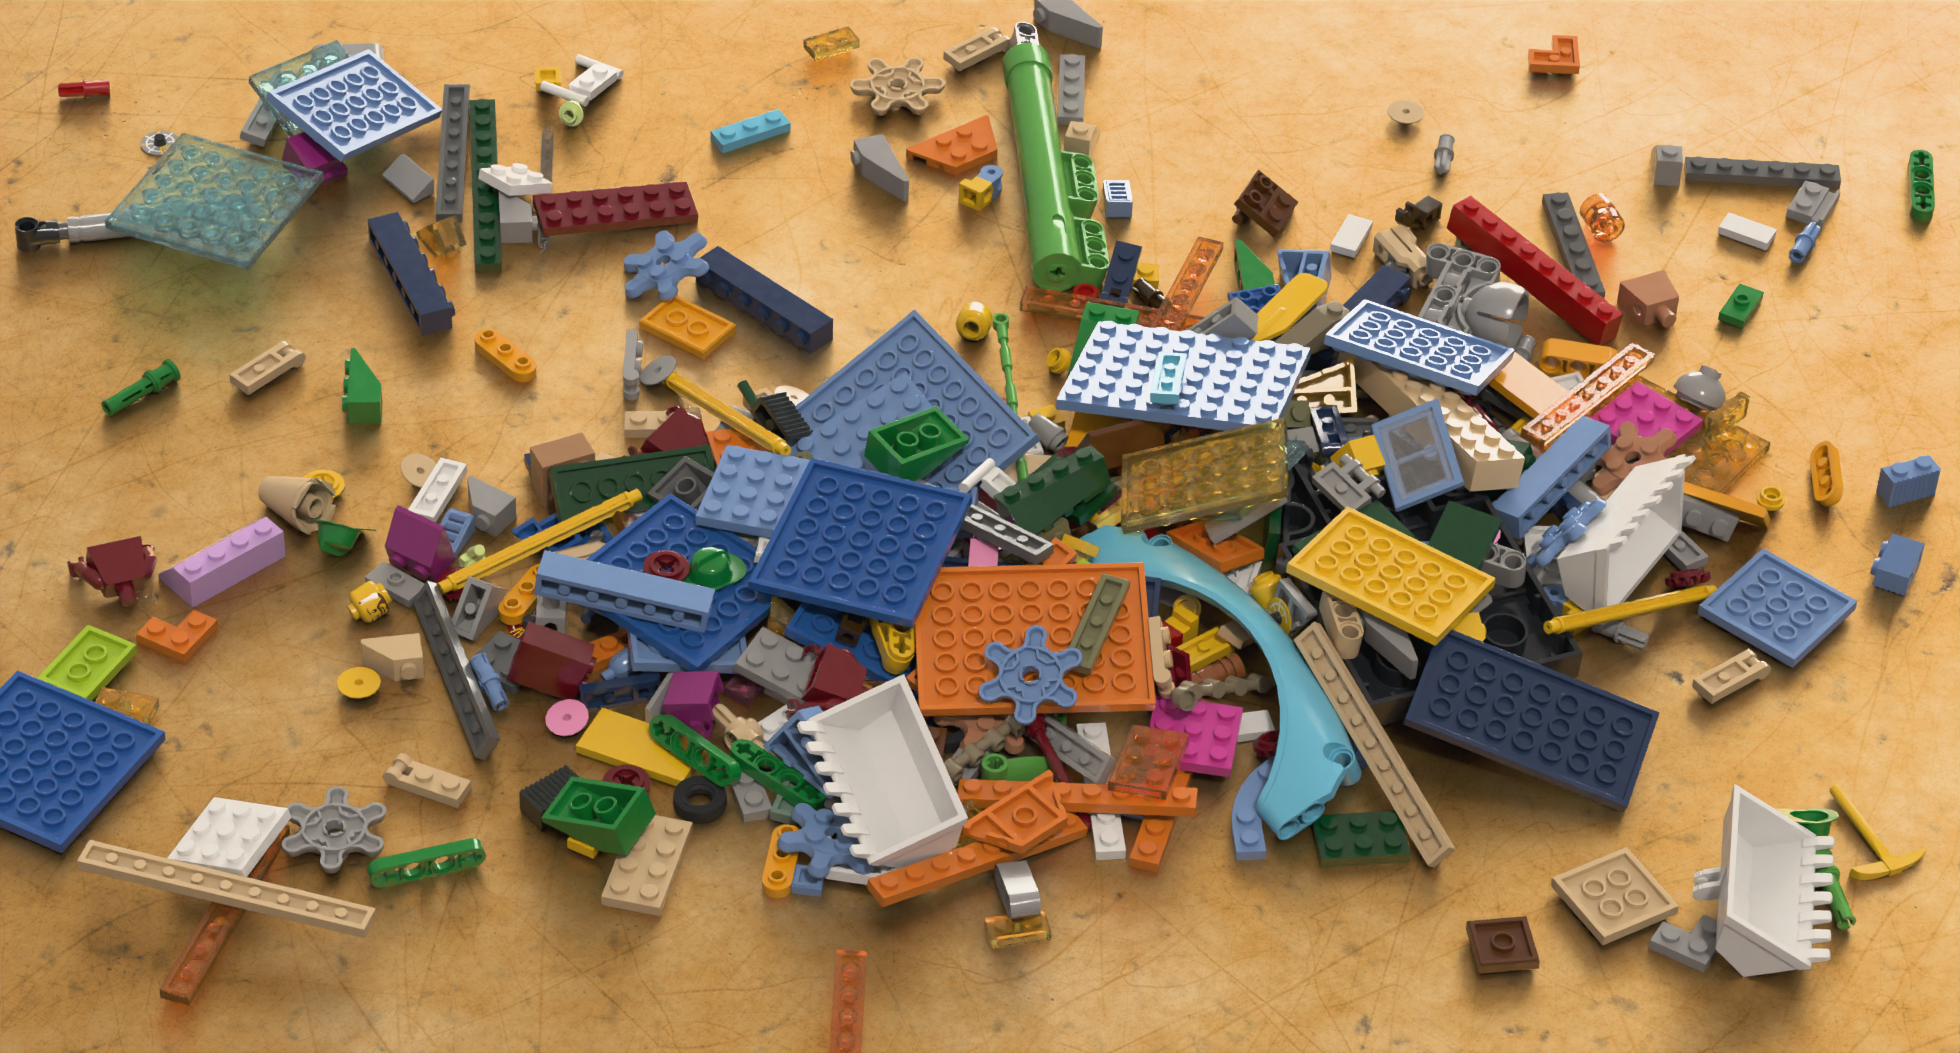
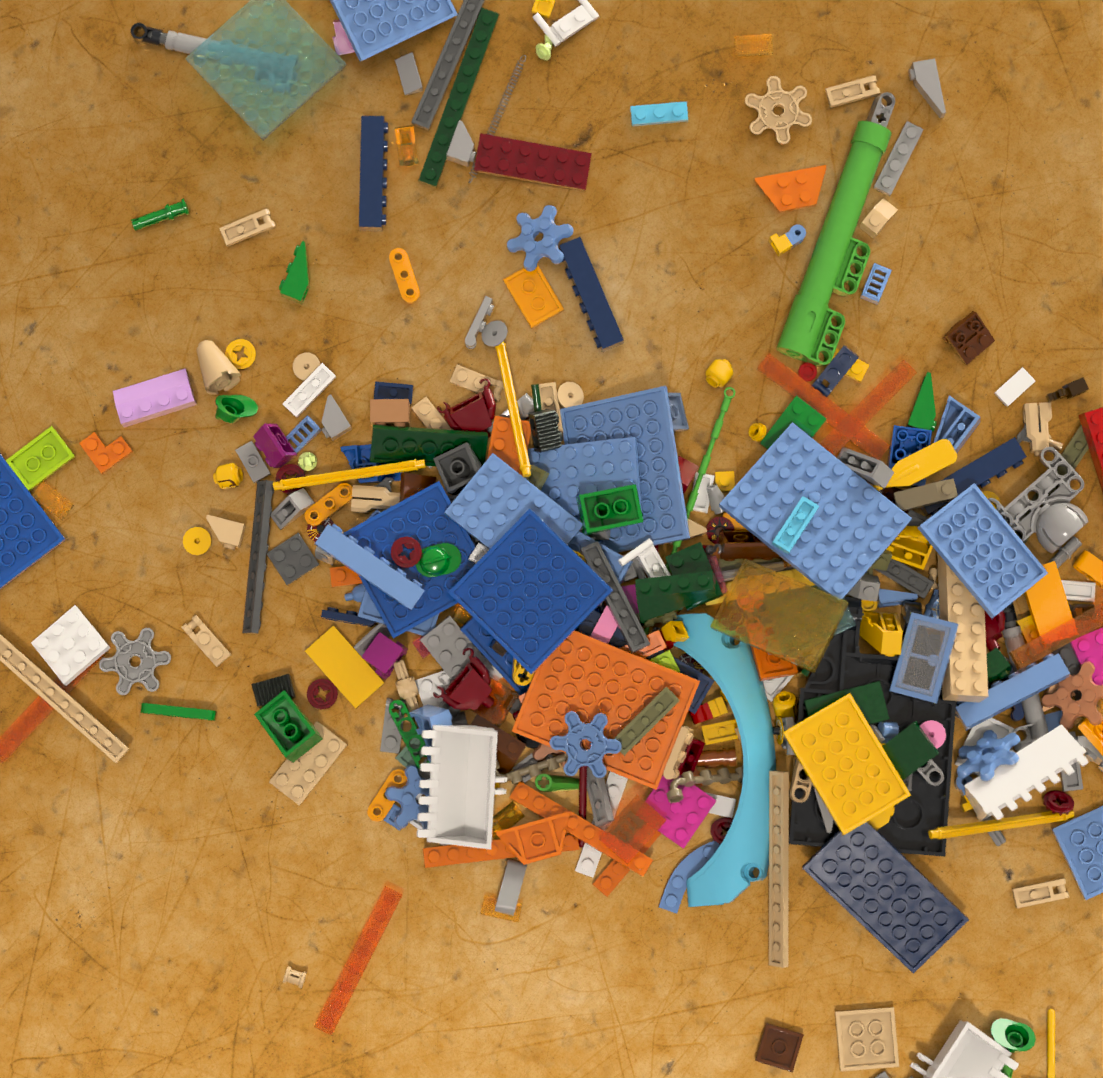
camera: 25 degrees right, 40 degrees up
(117, 568) = (87, 385): dark red torso -> none
(489, 682) = (273, 578): medium blue pin -> none
(515, 180) = (474, 113): white plate -> none
(551, 662) = (311, 588): dark red brick -> none
(567, 717) = (309, 624): bright pink piece -> none
(693, 754) = (369, 694): green beam -> none
(699, 813) = (360, 737): black tyre -> none
(879, 165) = (727, 186): light grey slope -> none
(1148, 293) = (849, 394): dark brown axle -> none
(1328, 429) = (893, 584): dark blue plate -> none
(1342, 489) = (860, 665): light grey plate -> none
(1360, 839) = (740, 926): dark green plate -> none

